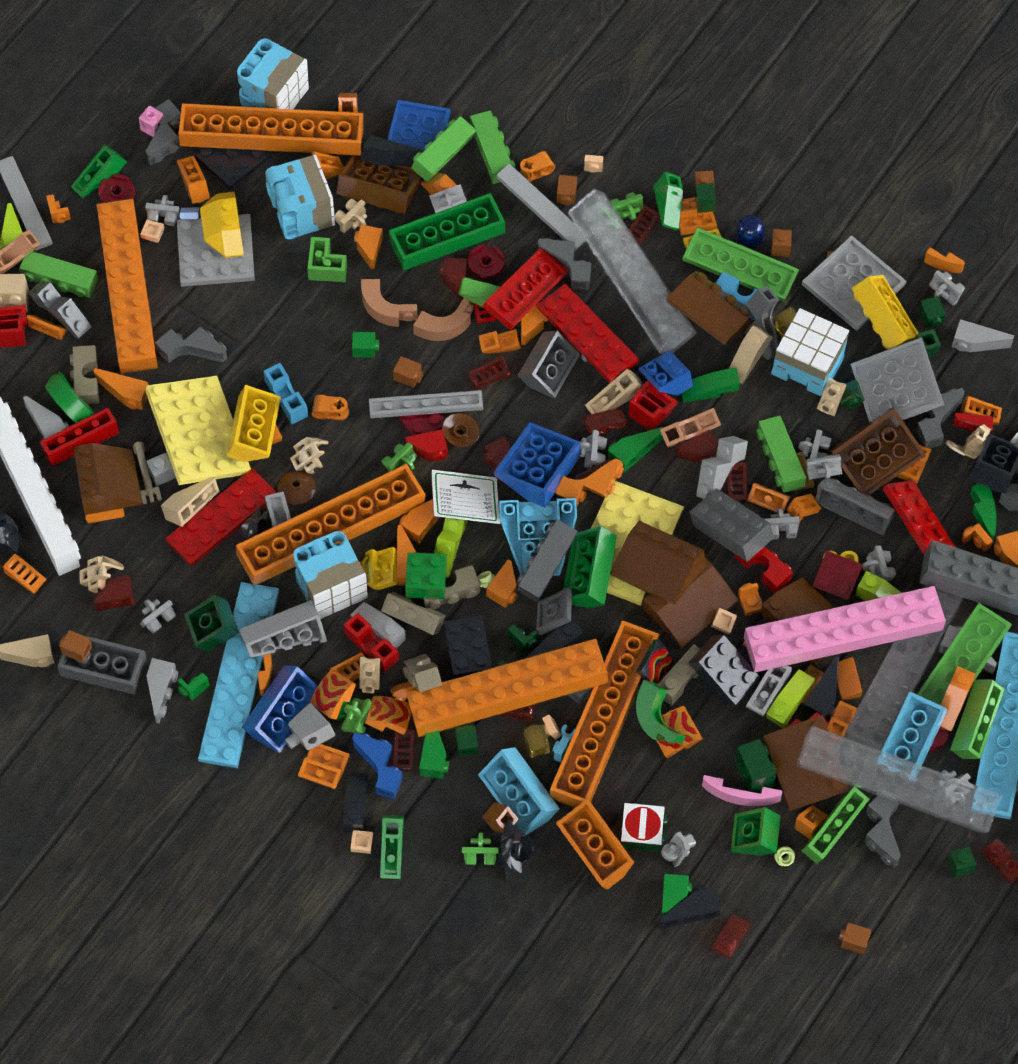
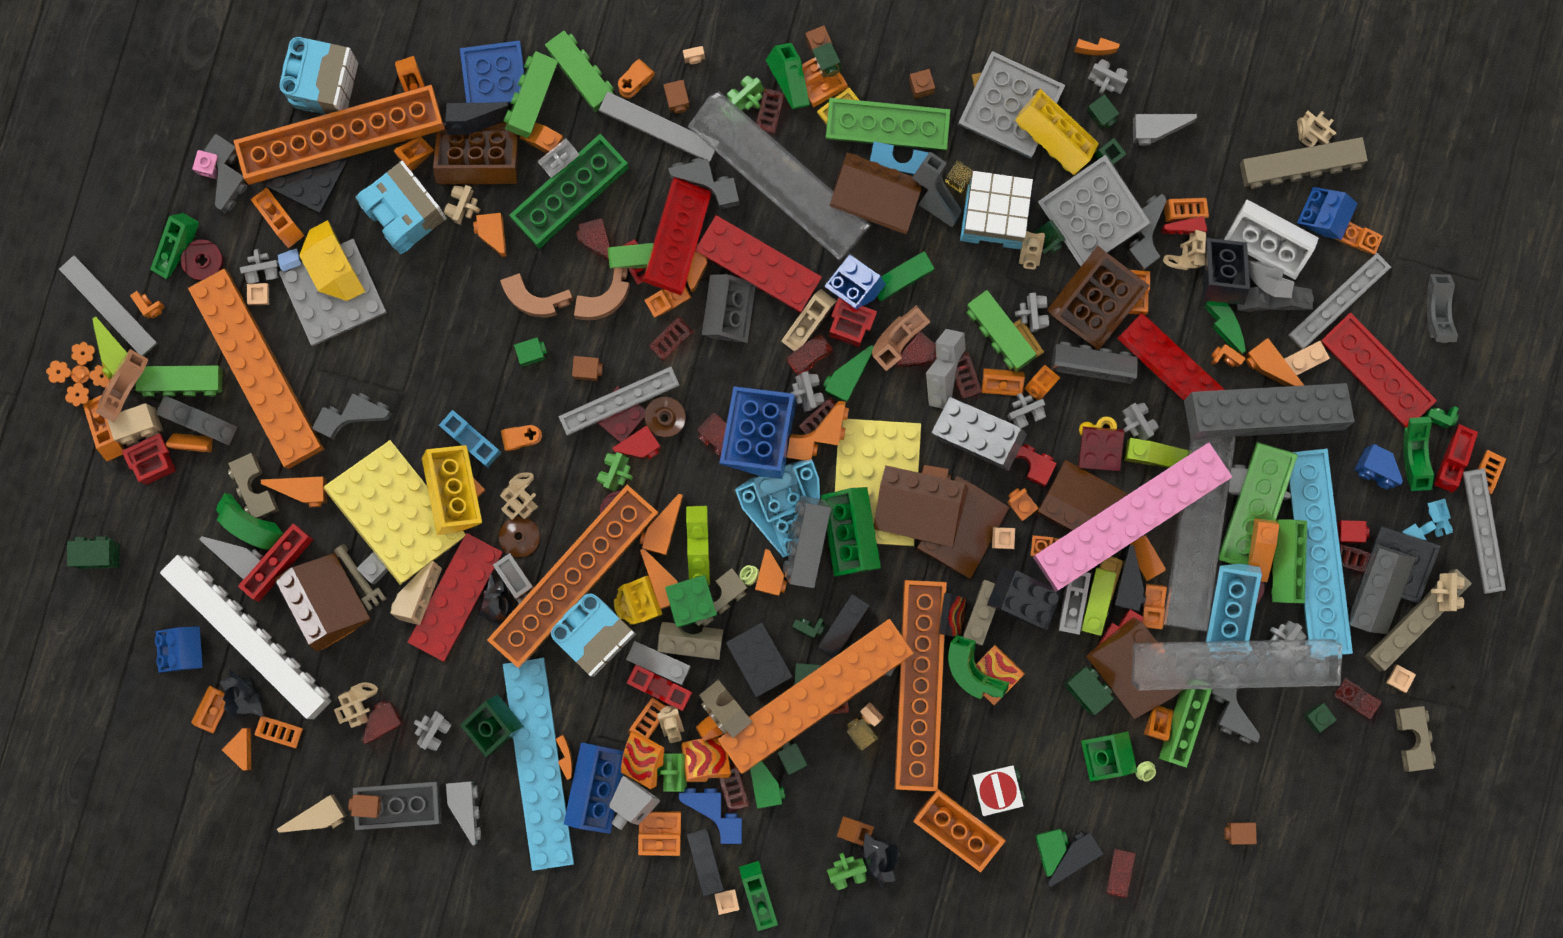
camera: 20 degrees left, 20 degrees up
(195, 686) = (500, 793): green bracket -> none
(284, 630) = (567, 710): light grey wedge -> none
(323, 265) = (453, 276): bright green brick -> none
(465, 496) = (697, 494): white sticker -> none
(489, 271) = (620, 199): dark red plate -> none
(518, 788) = (862, 794): medium azure slope -> none
(554, 611) = (832, 591): dark grey tile -> none
(561, 746) = (888, 732): medium azure plate -> none
(678, 848) = (1040, 804): light grey hips -> none
(740, 797) = (1106, 715): bright pink slope -> none
(750, 231) = (885, 80): clear blue helmet -> none
(750, 351) = (933, 228): tan slope -> none
(823, 467) = (1051, 336): light grey hips -> none

